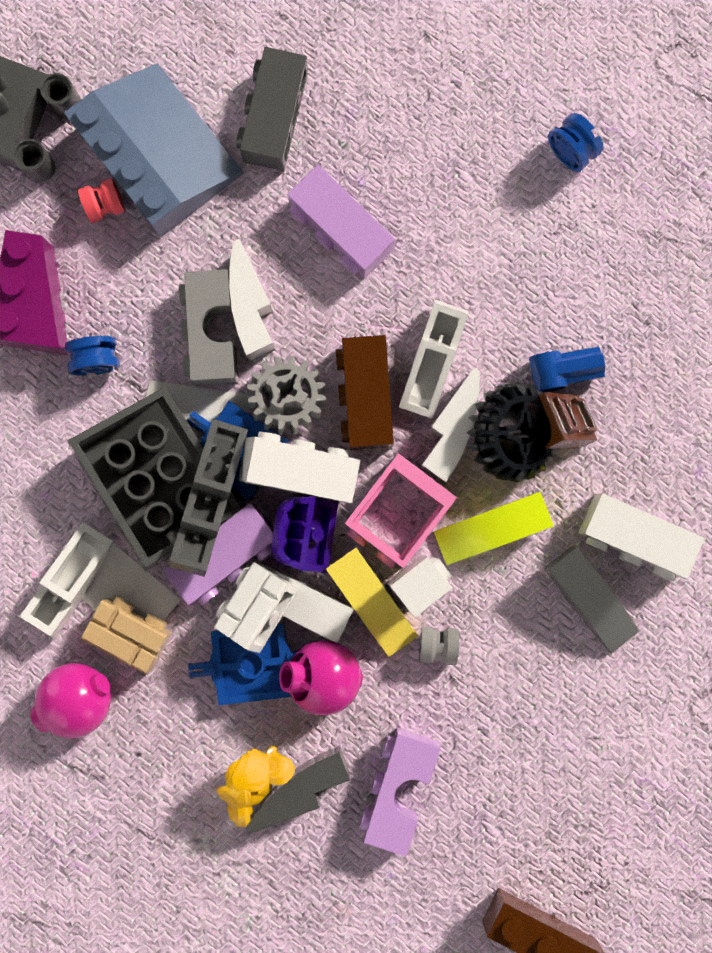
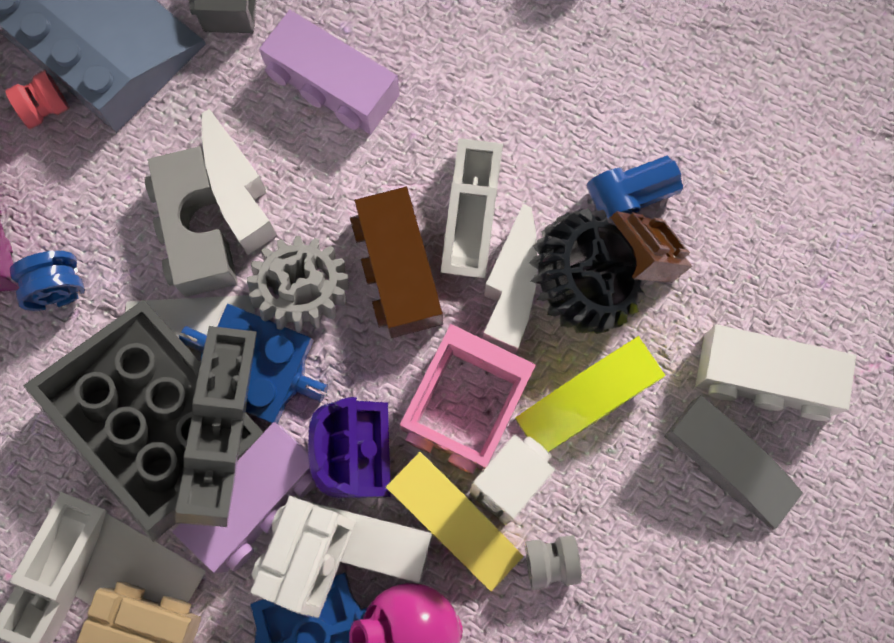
camera: 15 degrees left, 10 degrees down
(299, 468) = (328, 366): white brick -> none

